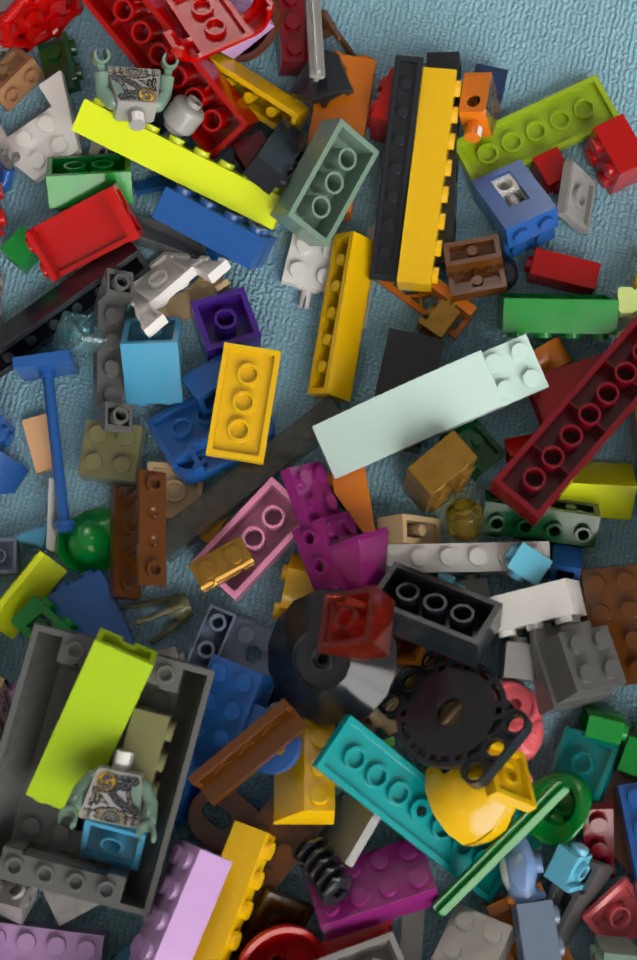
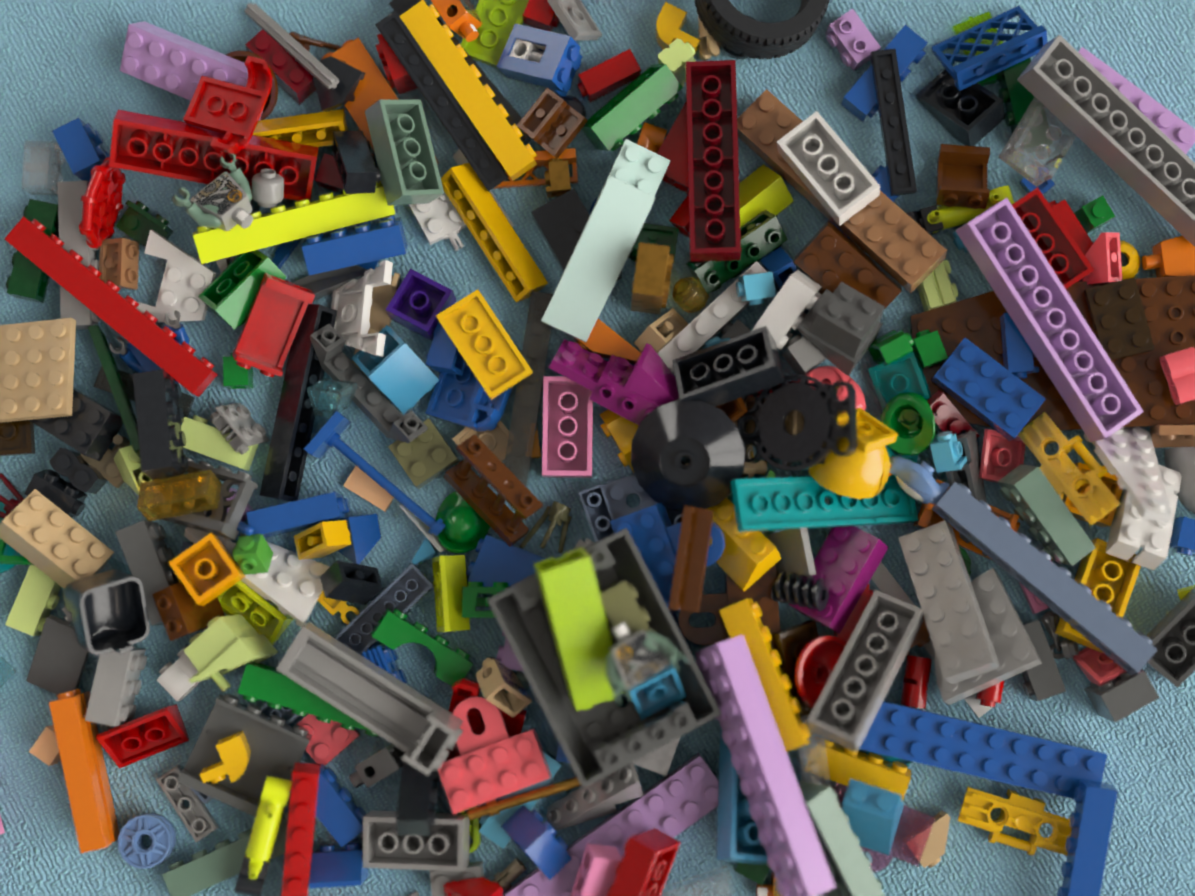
camera: 40 degrees left, 5 degrees up
(221, 564) = (565, 459): pearl gold brick -> none
(357, 624) = (688, 419): clear red slope -> none
(500, 848) = (896, 479): green axle -> none

